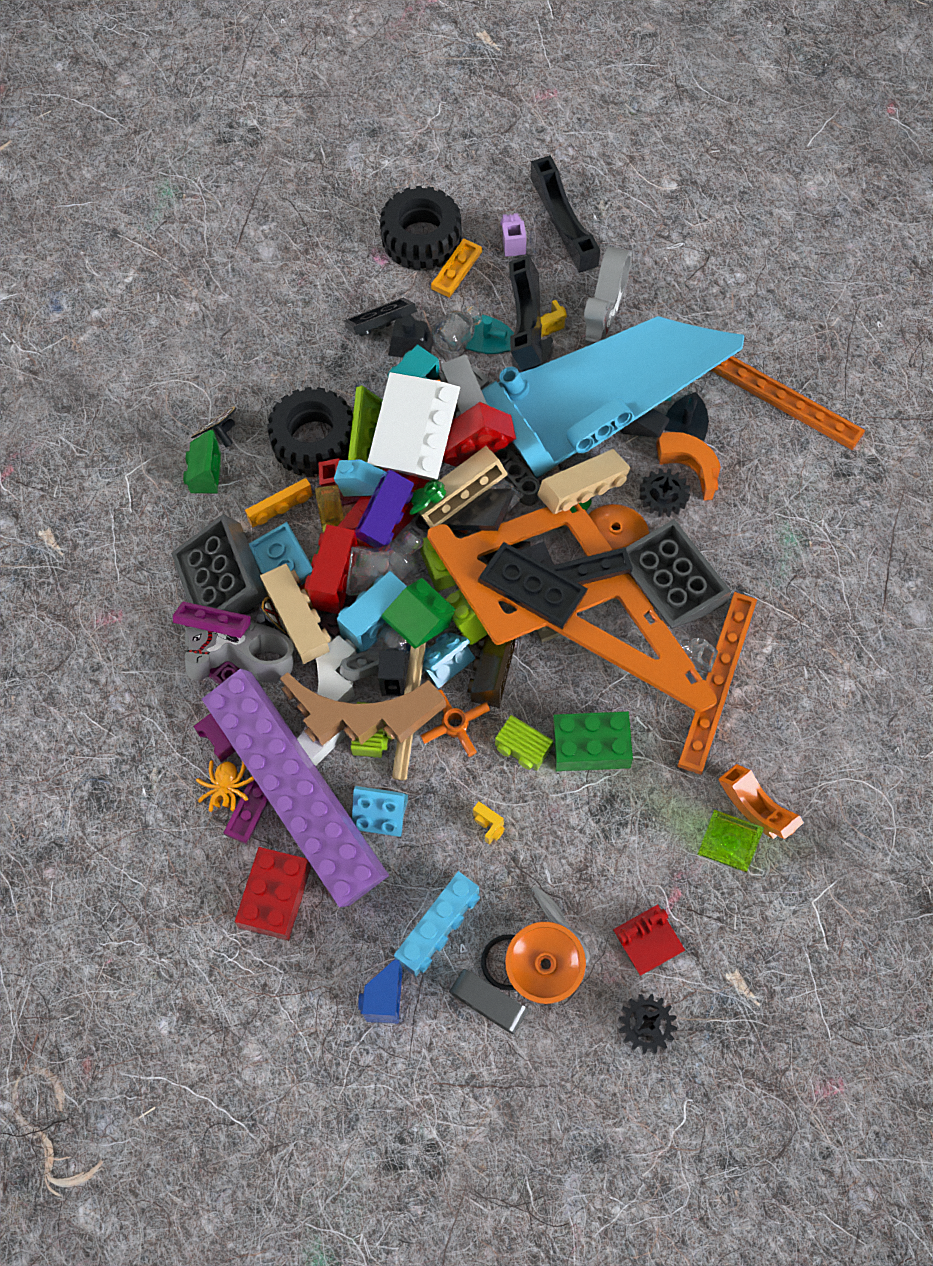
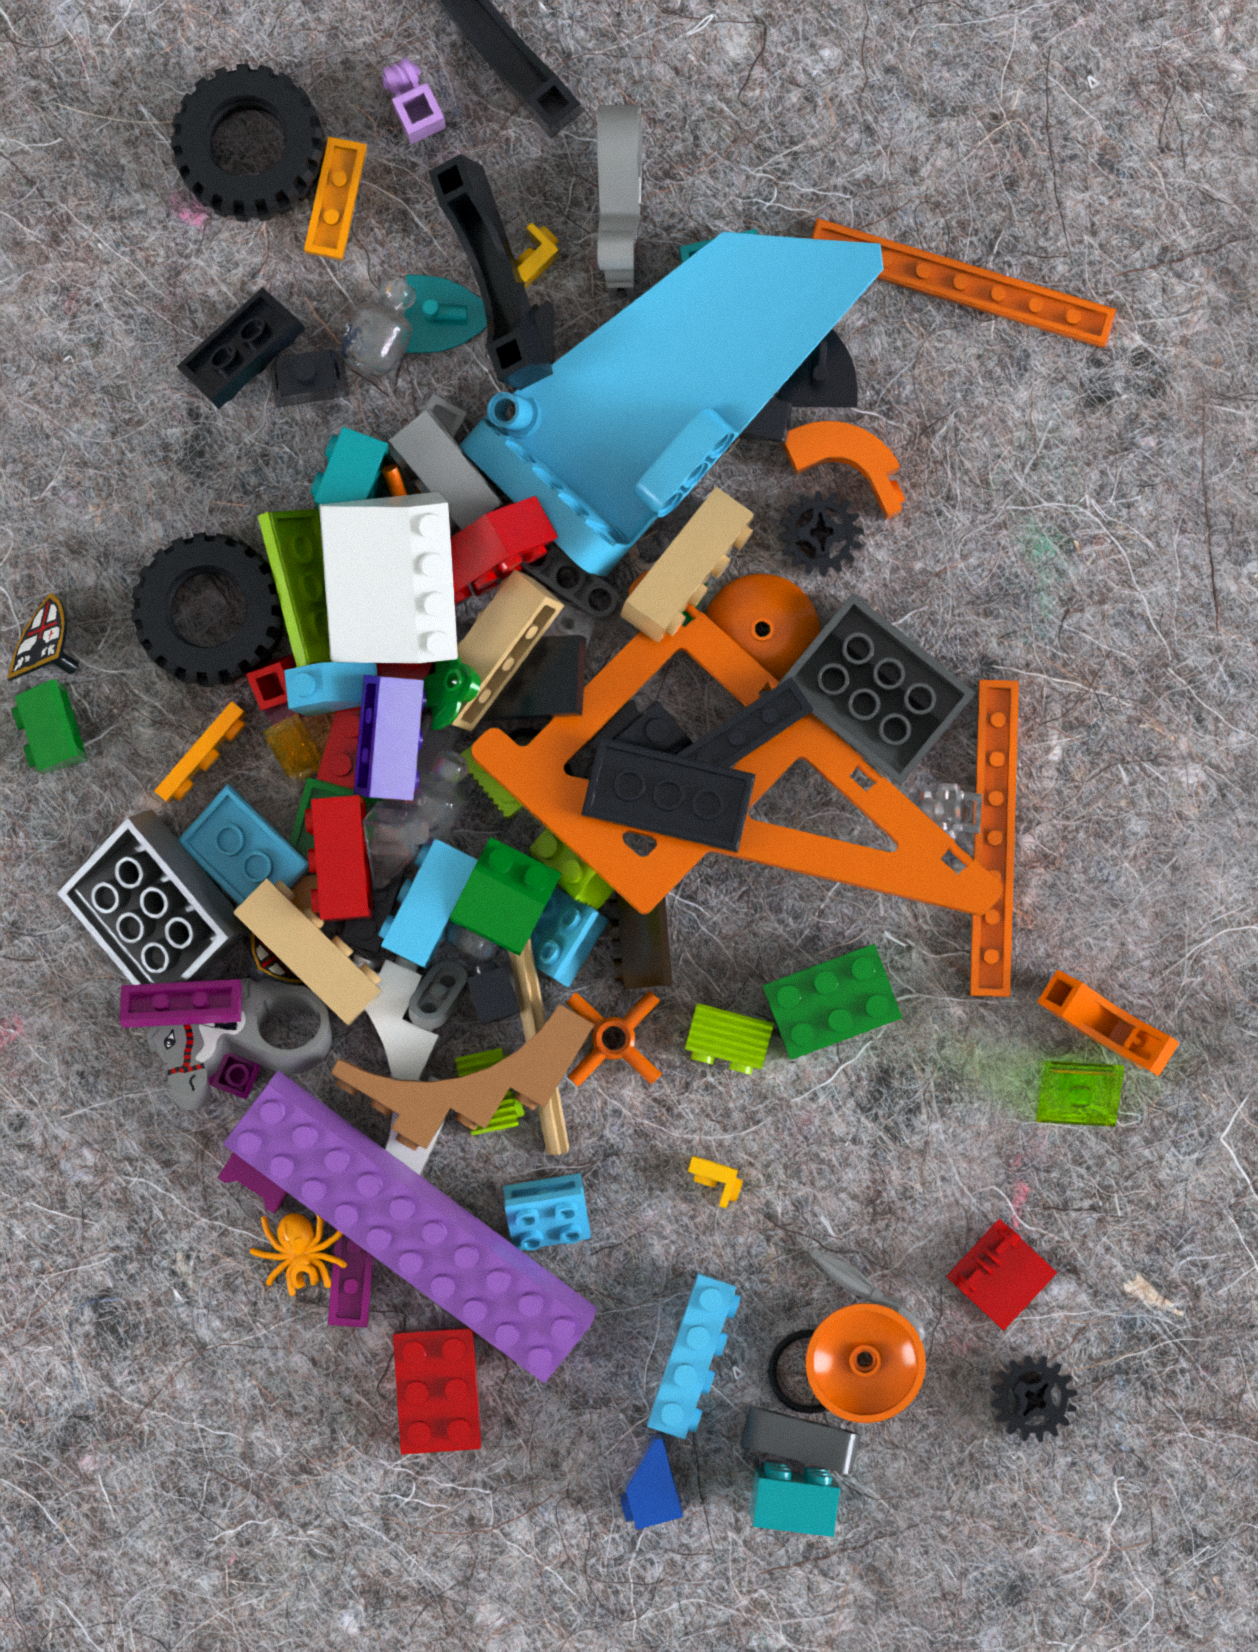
camera: 25 degrees left, 20 degrees up
(470, 1030) = (794, 1499): none -> teal brick

